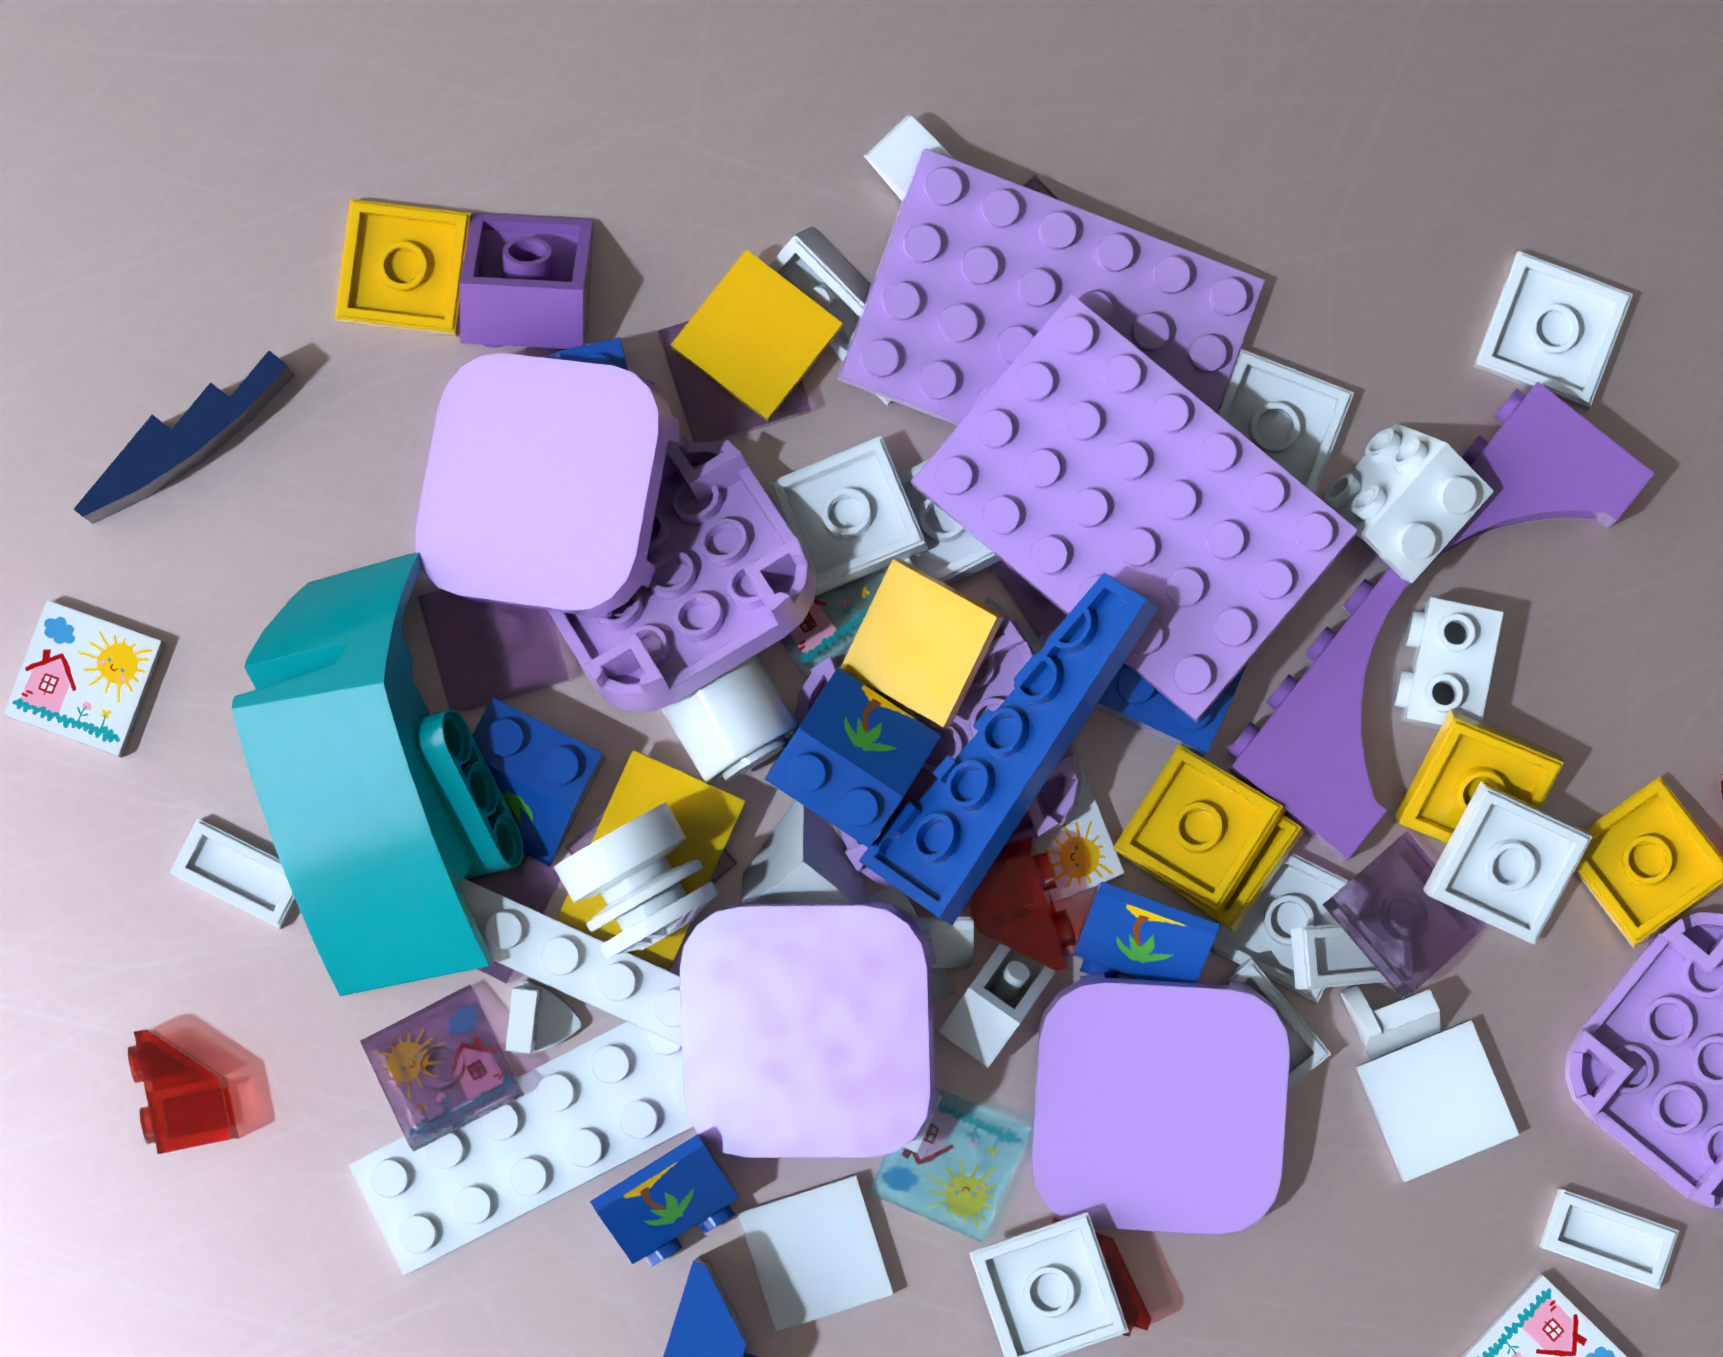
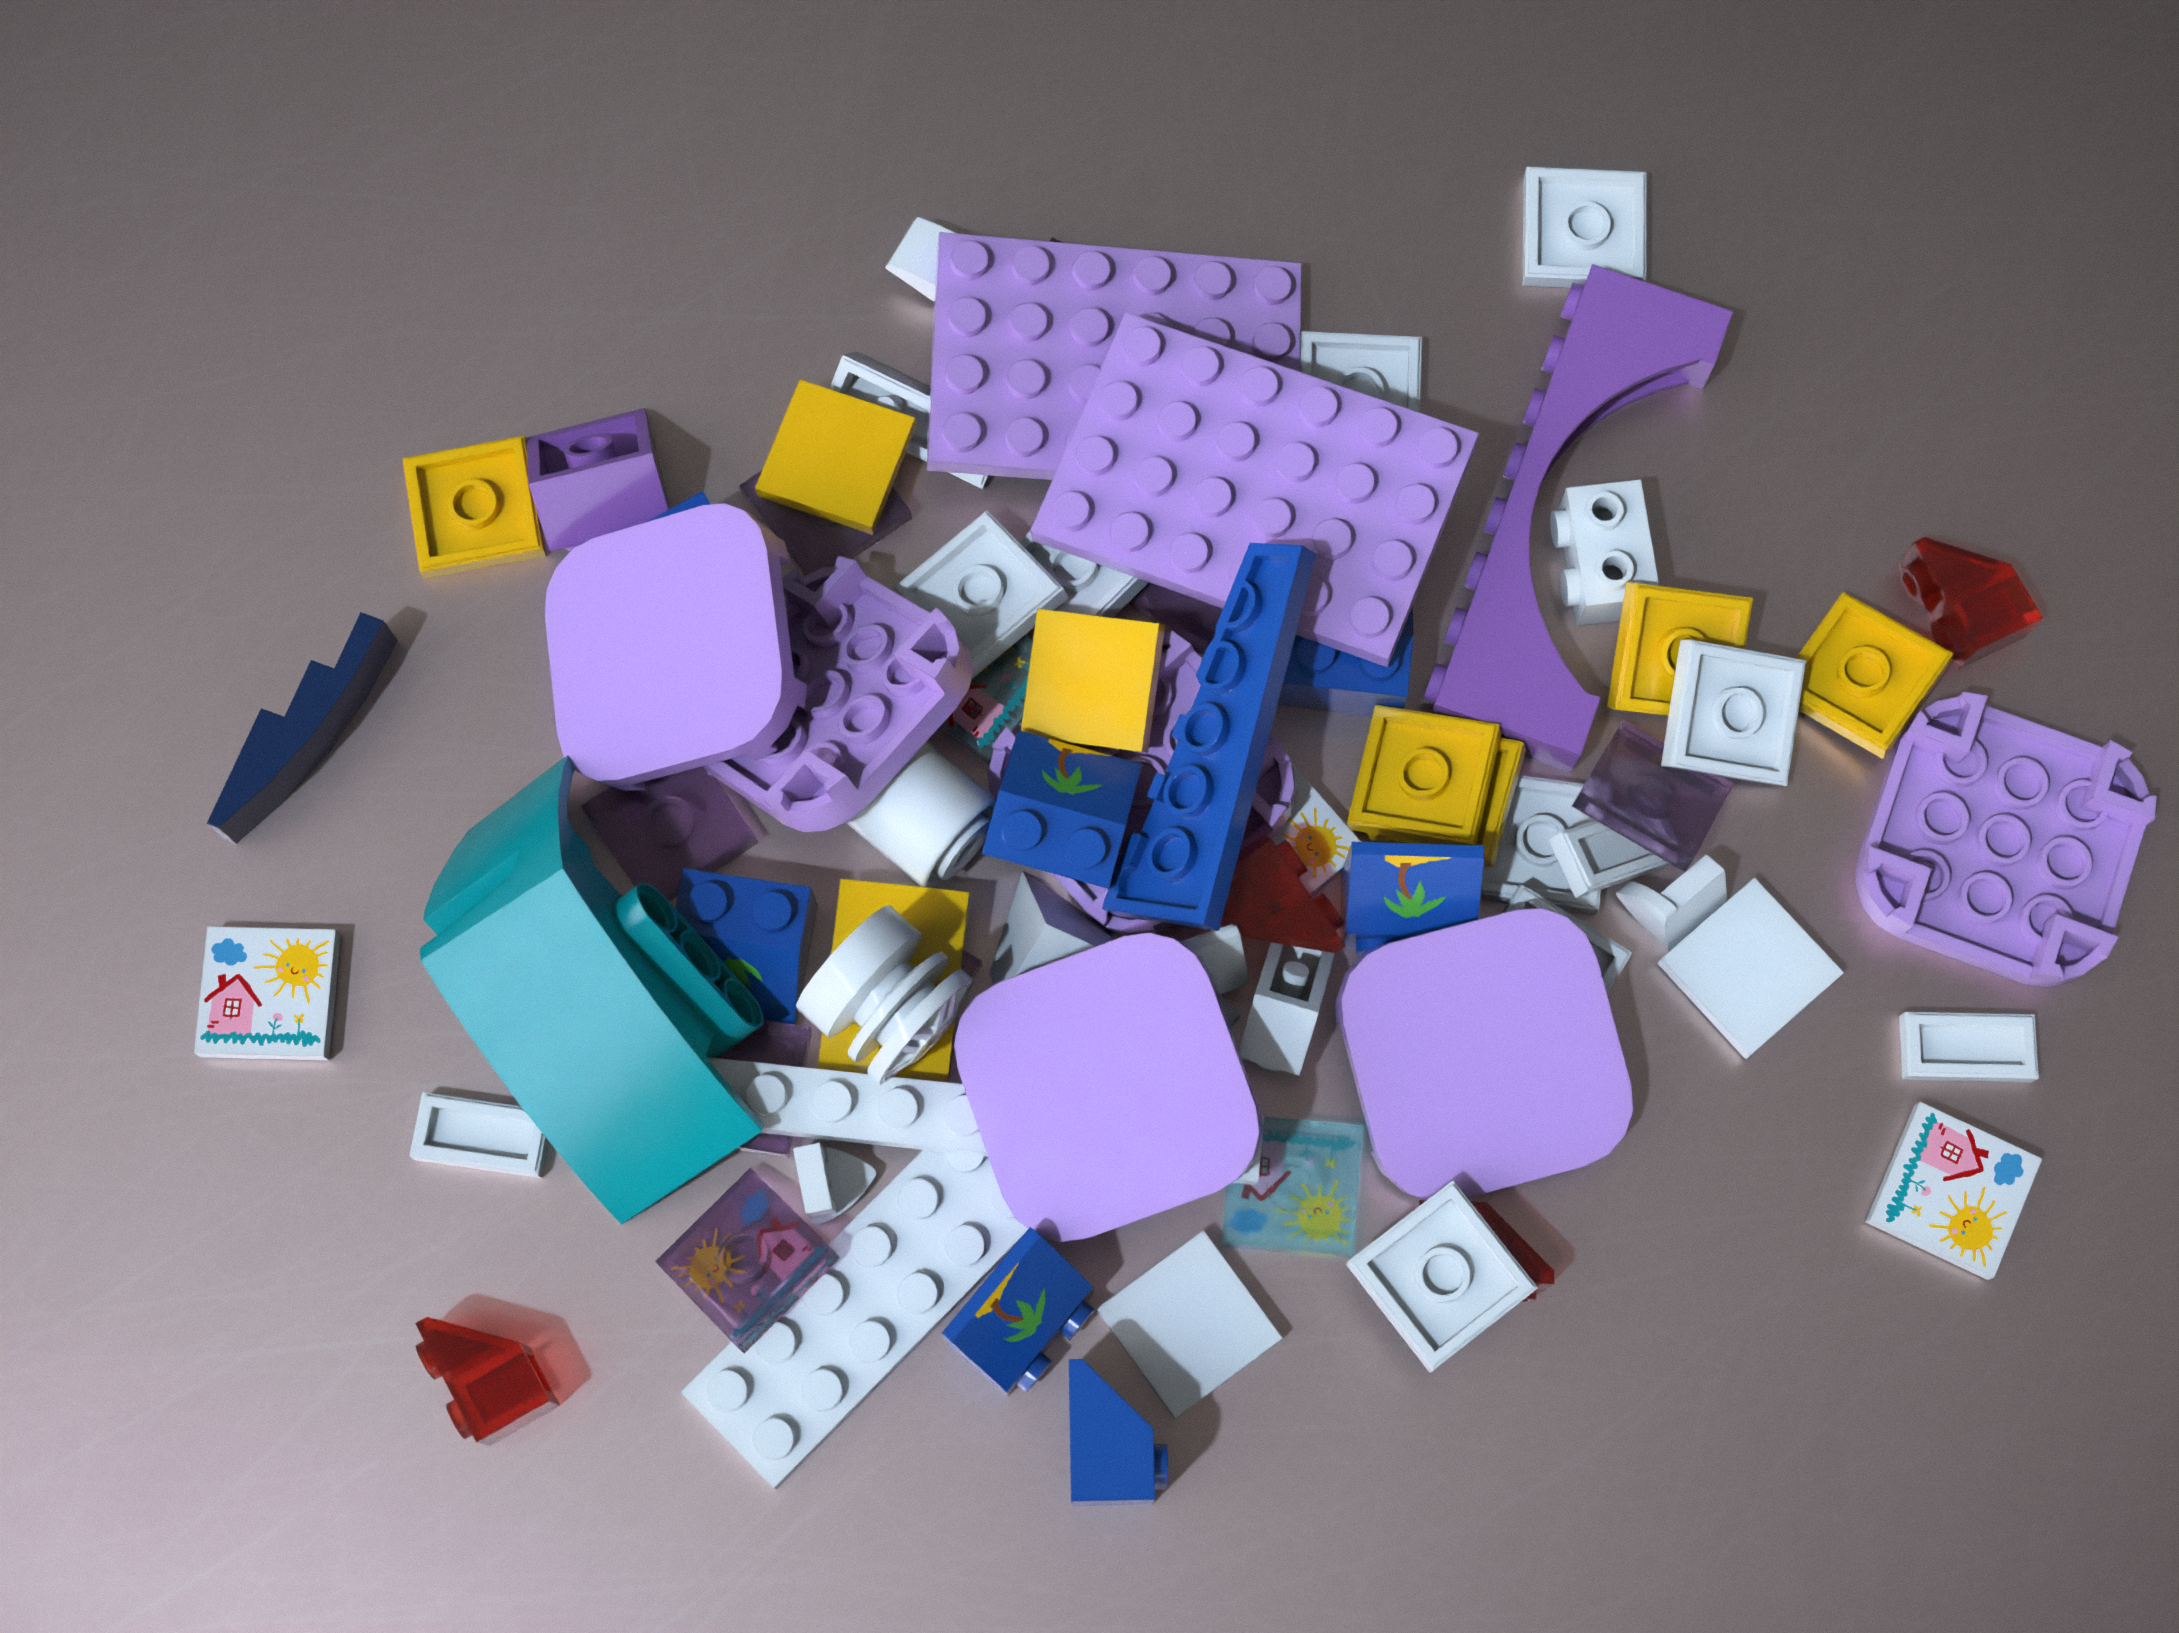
camera: 20 degrees left, 10 degrees down
(1408, 497) = (1517, 399): white bracket -> none

